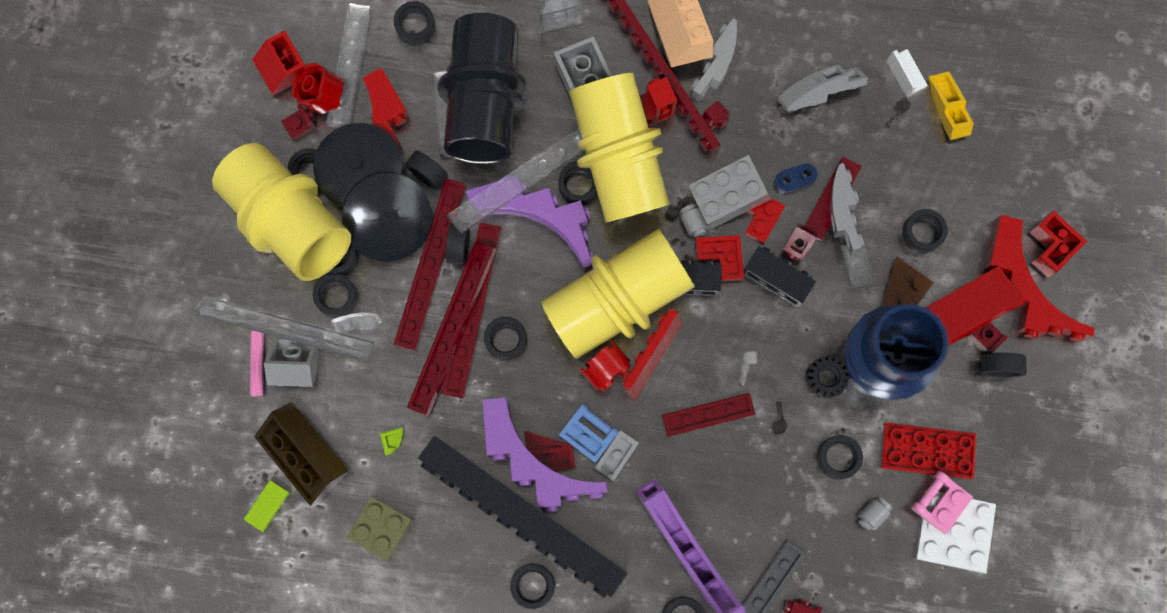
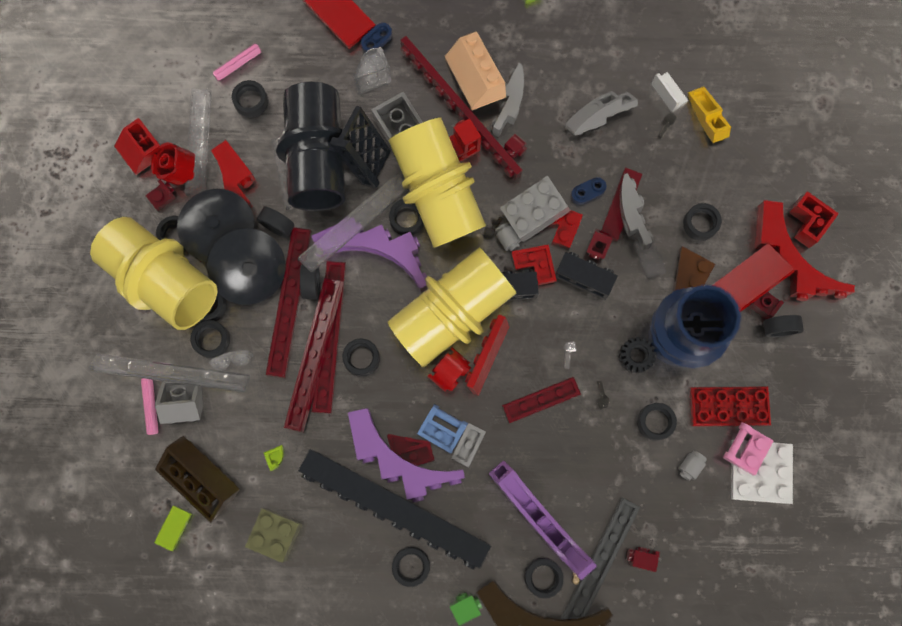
camera: 10 degrees left, 0 degrees up
(528, 109) = (355, 159): none -> black fence

